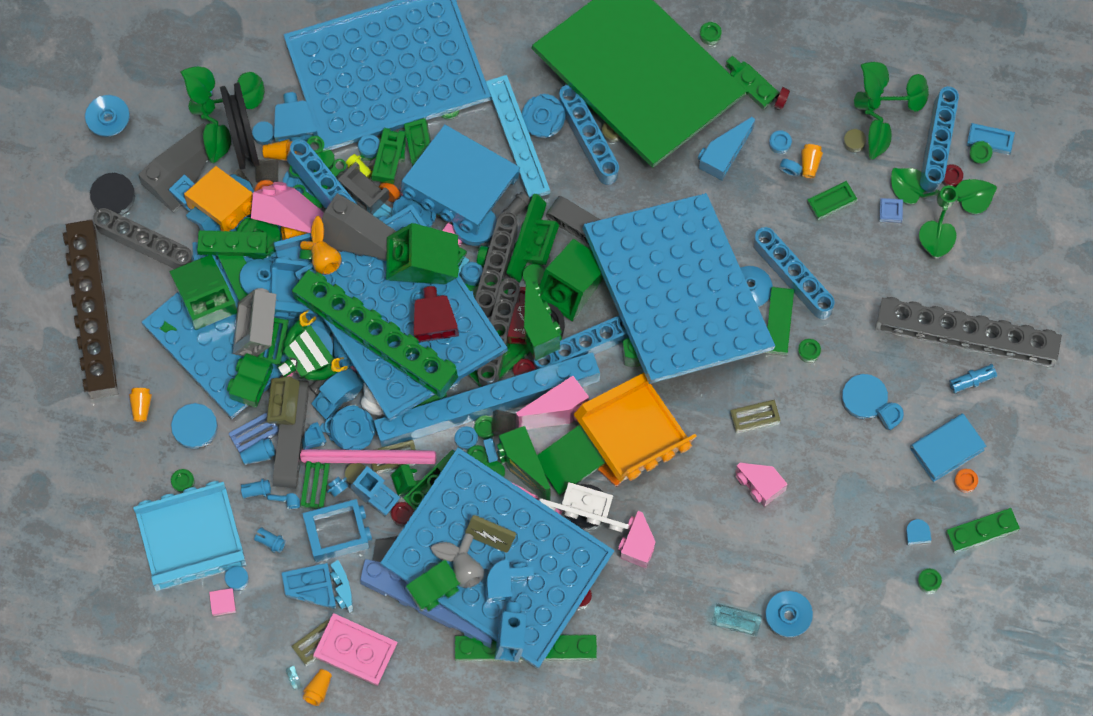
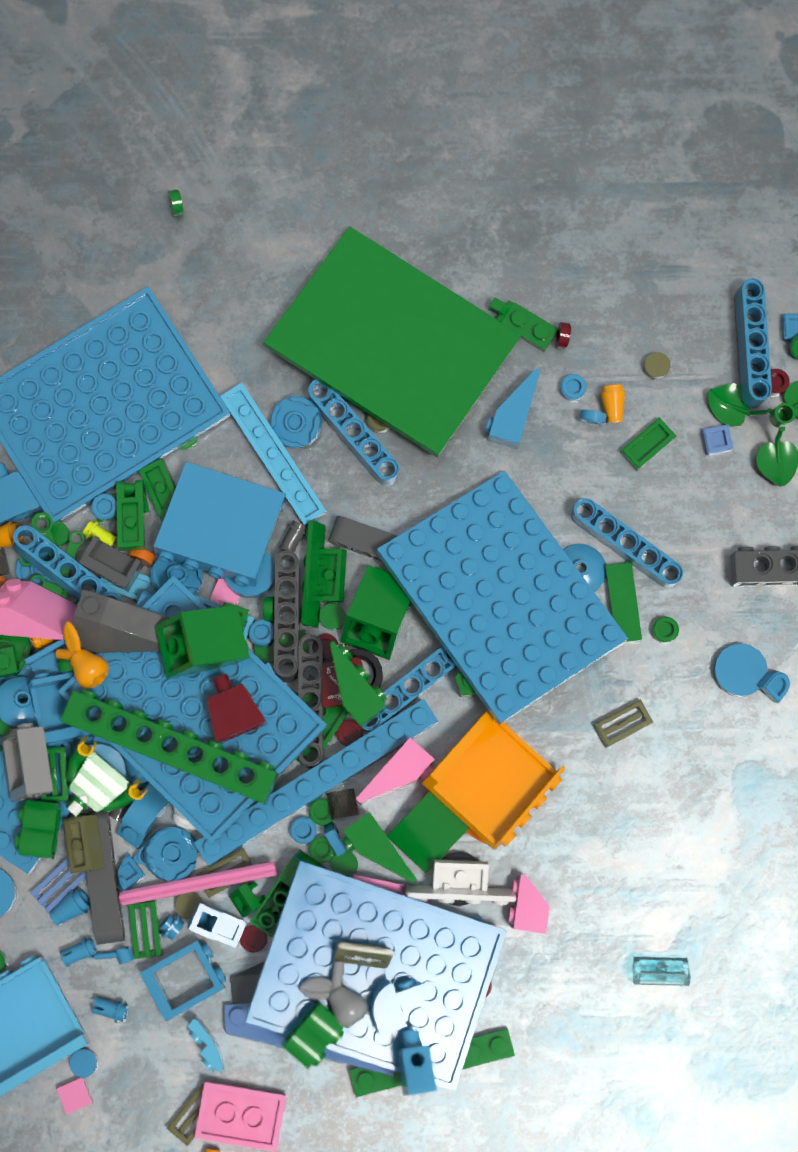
camera: 15 degrees left, 10 degrees up
(310, 585) = (170, 1051): dark azure wing -> none
(710, 33) = (462, 274): green tile -> none
(762, 480) = (651, 801): bright pink slope -> none
(792, 603) = (732, 950): dark azure dish -> none
(875, 79) = (671, 295): green plant -> none

